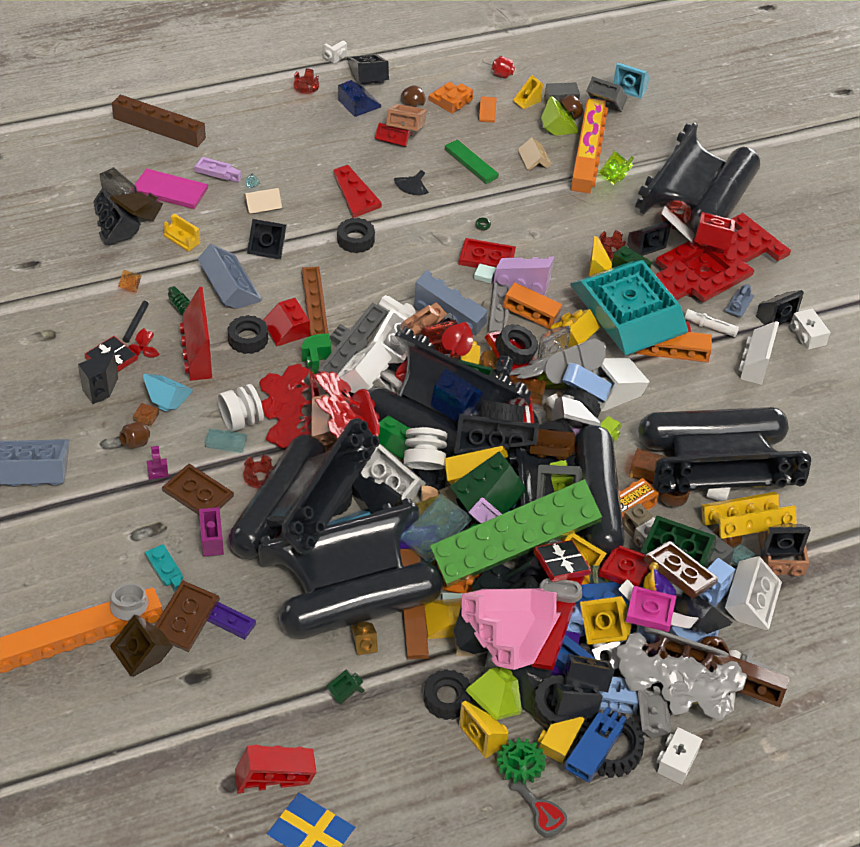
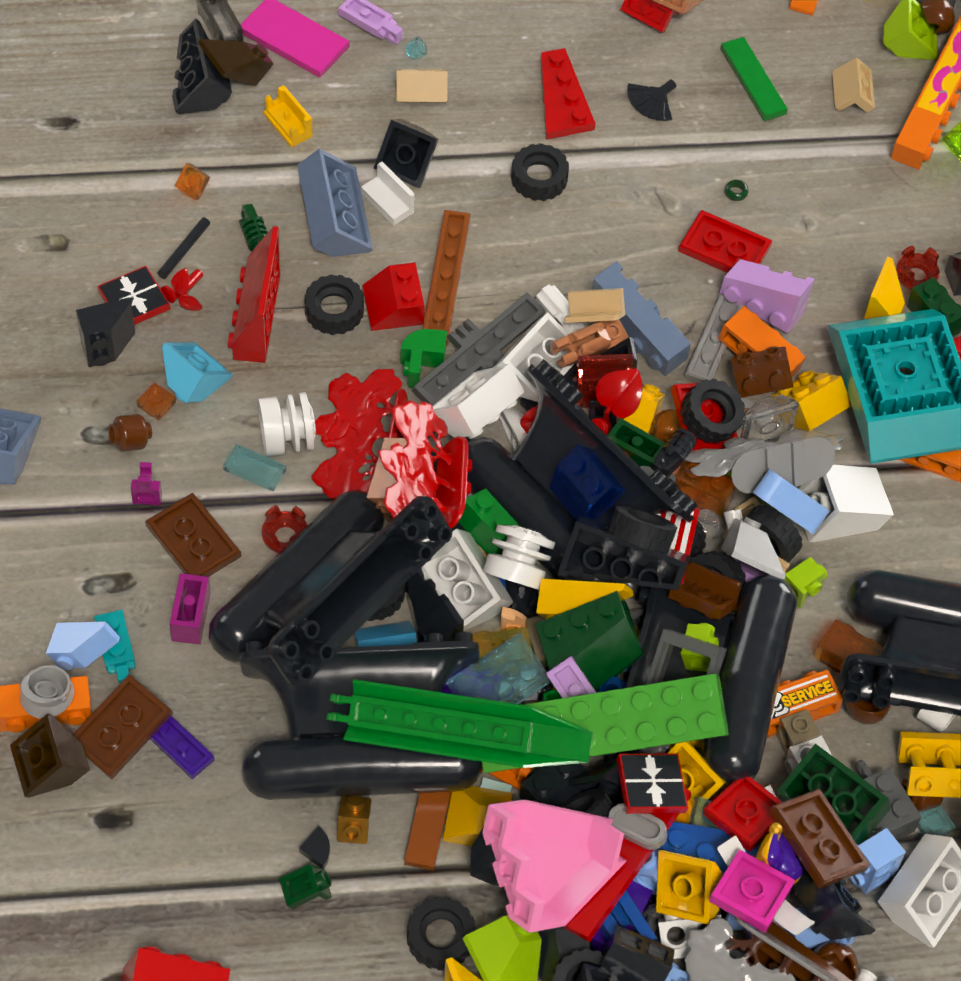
camera: 15 degrees right, 10 degrees up
(143, 567) = (80, 643): none -> light blue slope
(263, 265) = (389, 195): none -> white panel
(345, 661) = (317, 848): none -> black tile
(421, 297) = (595, 305): none -> tan panel
(422, 554) = (460, 726): none -> green hinge
(484, 273) = (711, 275): light aqua tile -> none
(539, 316) = (762, 371): none -> reddish brown bracket

